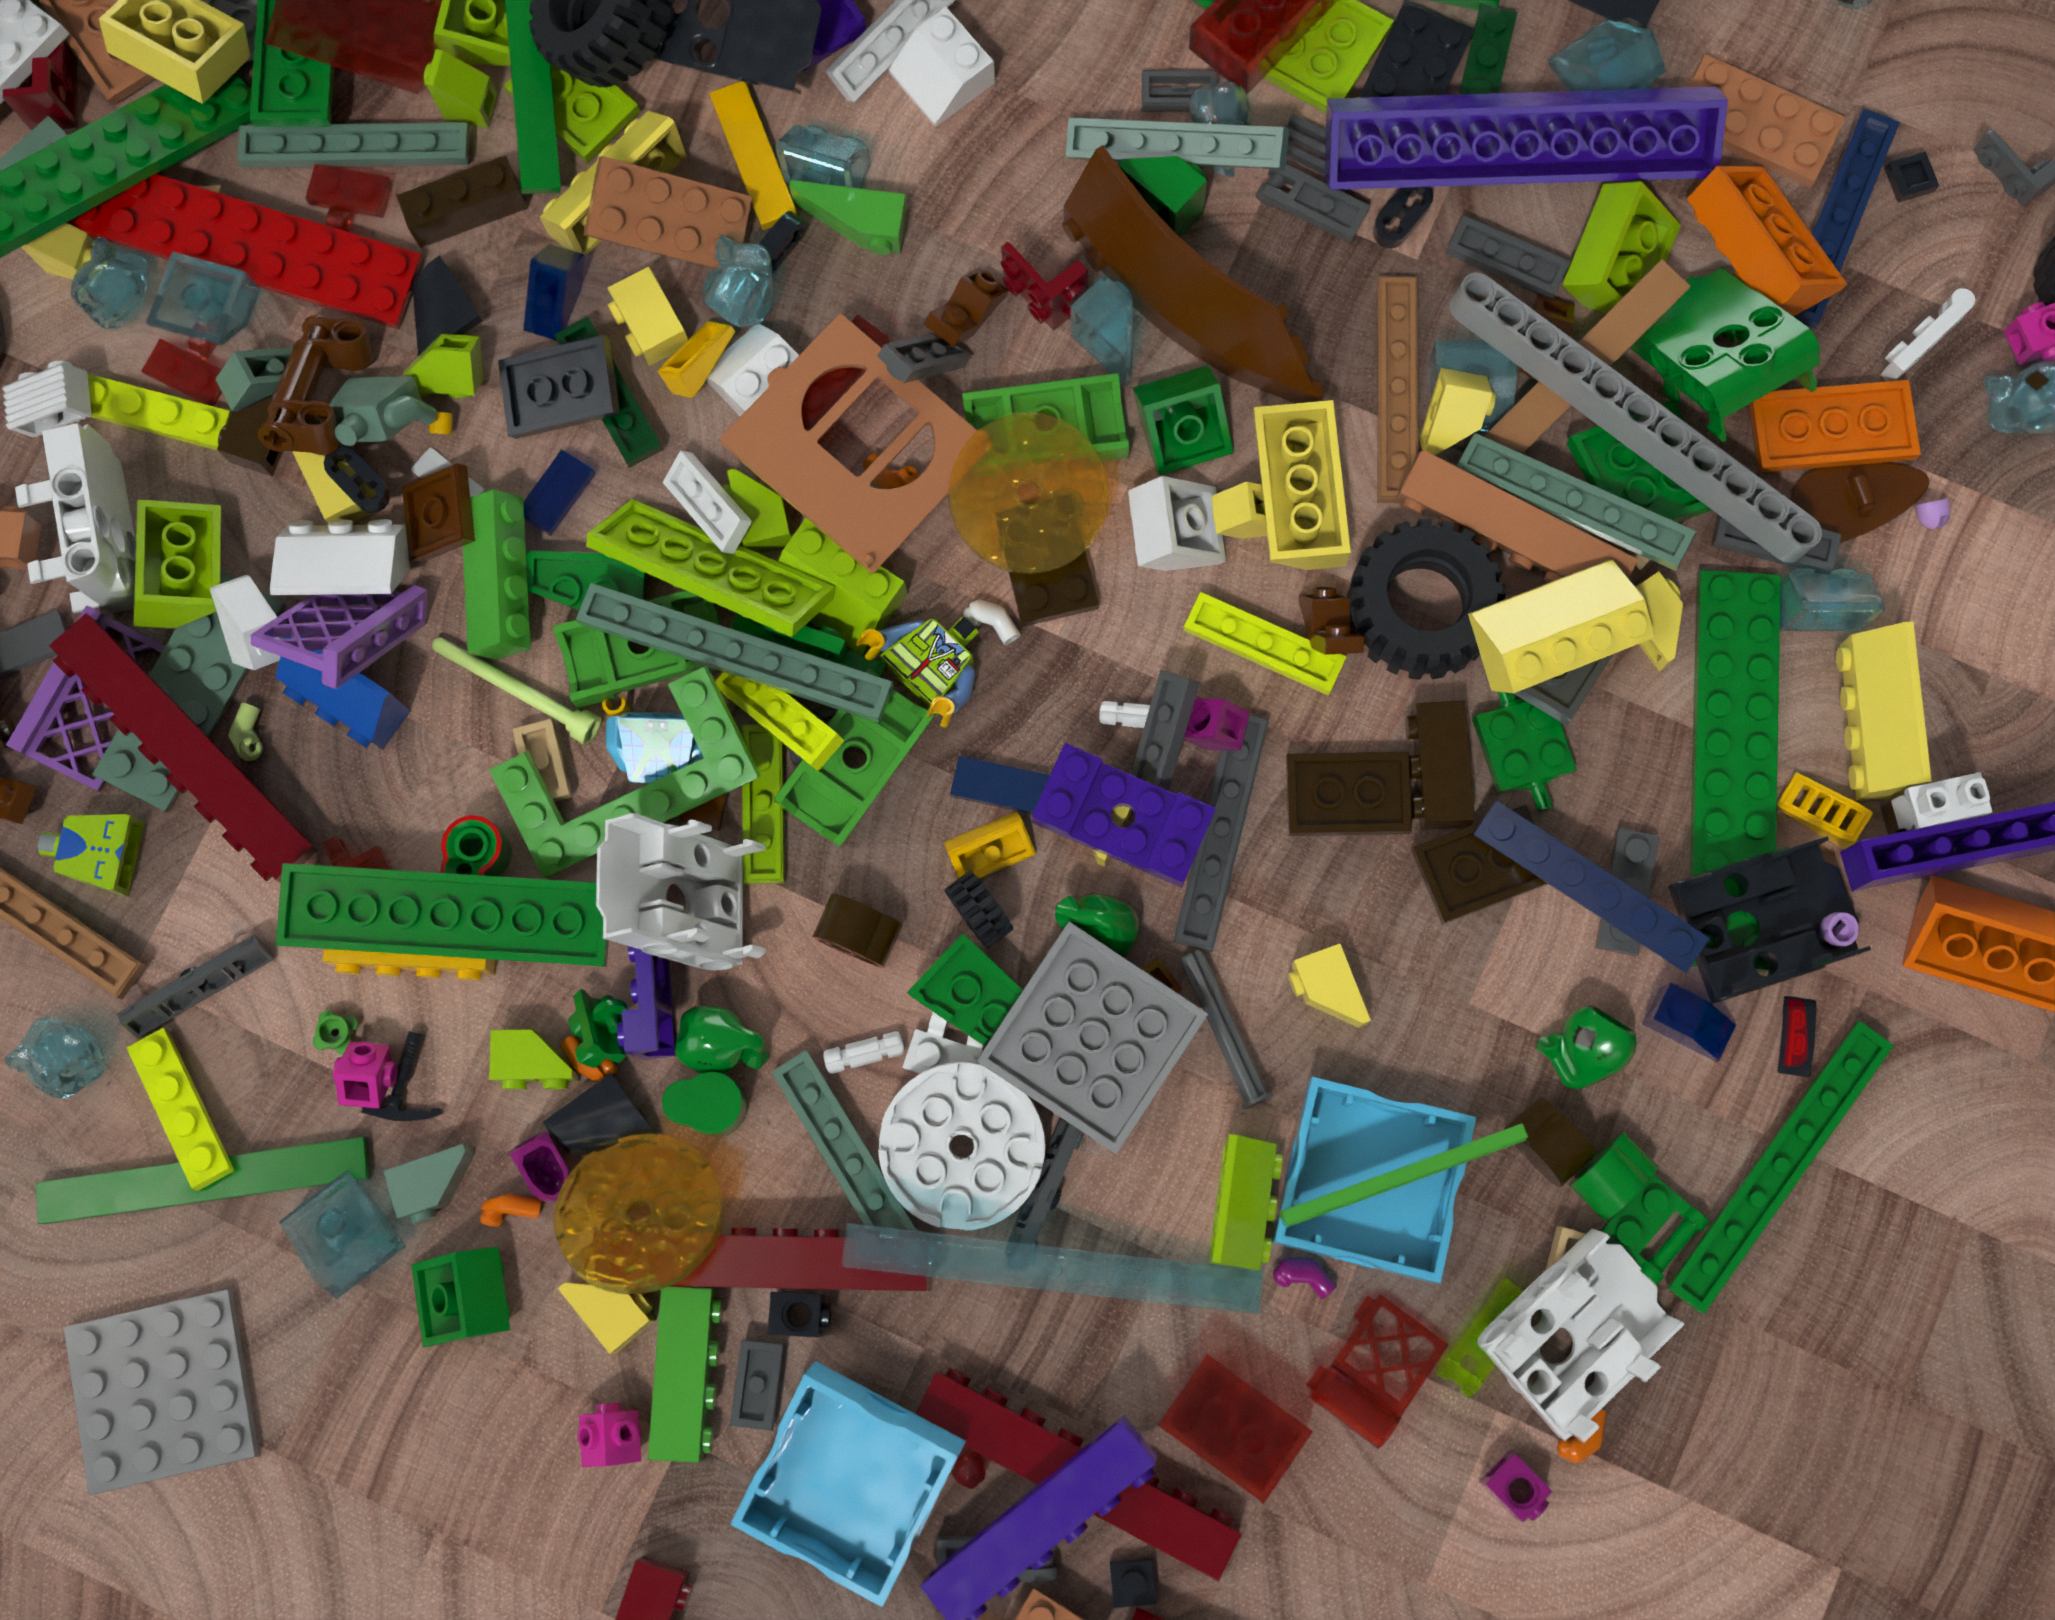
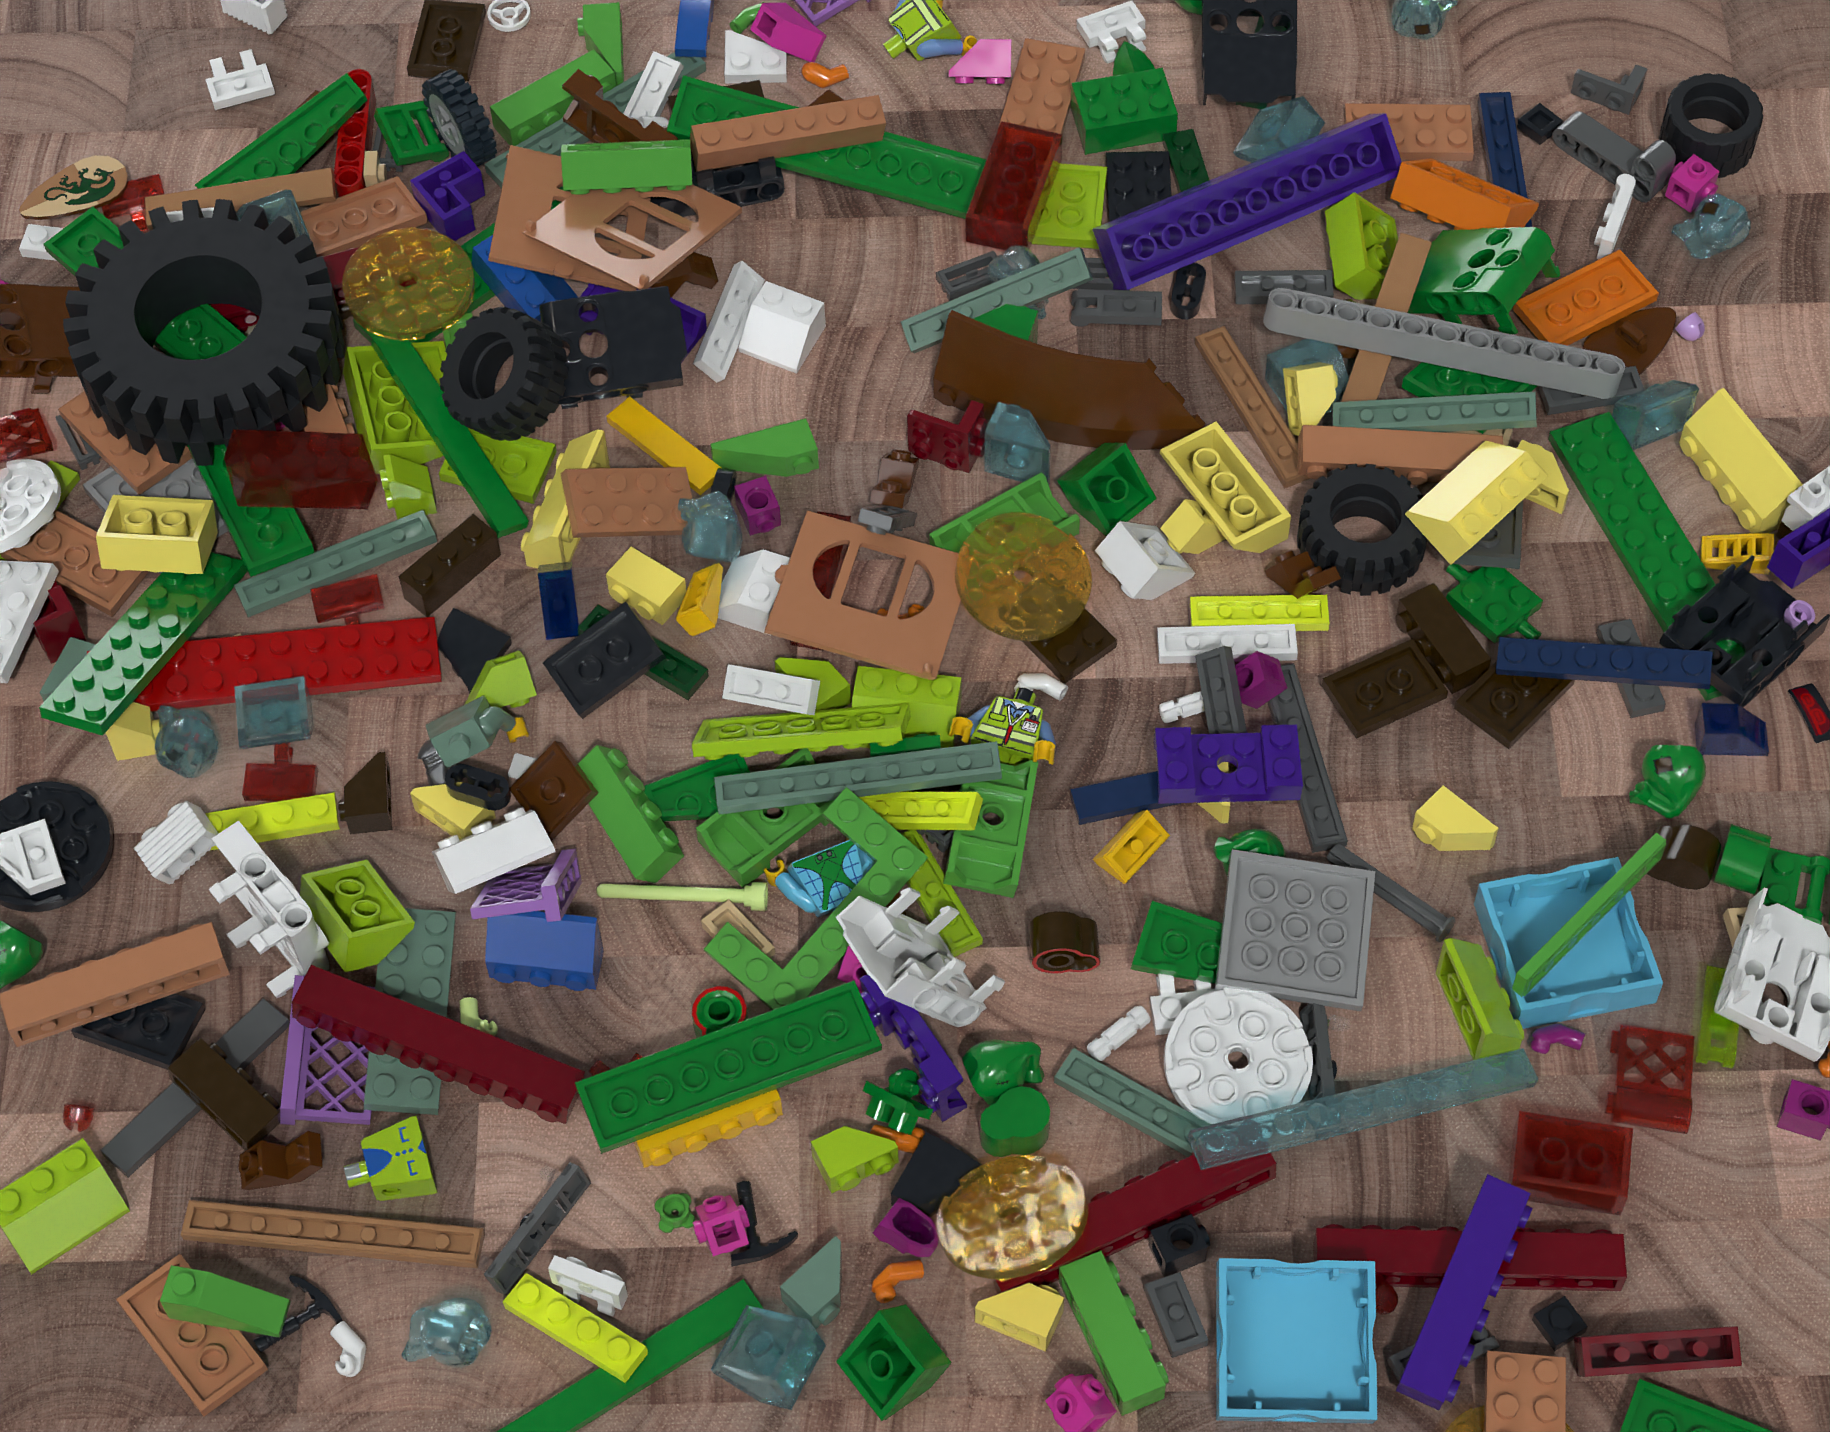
camera: 30 degrees left, 20 degrees down
(195, 1067) = (578, 1279): none -> white plate
(241, 613) = (445, 928): white slope -> none
(252, 376) = (347, 753): sand green slope -> none
(292, 415) = (419, 757): reddish brown piece -> none
(557, 492) = (640, 739): clear blue tile -> none
(805, 259) = (754, 495): none -> magenta brick
(822, 158) = (725, 420): clear light blue slope -> none
(978, 909) = (1151, 880): black tyre -> none
(1211, 663) = (1183, 643): none -> white plate
(1972, 256) = (1612, 155): none -> dark grey beam

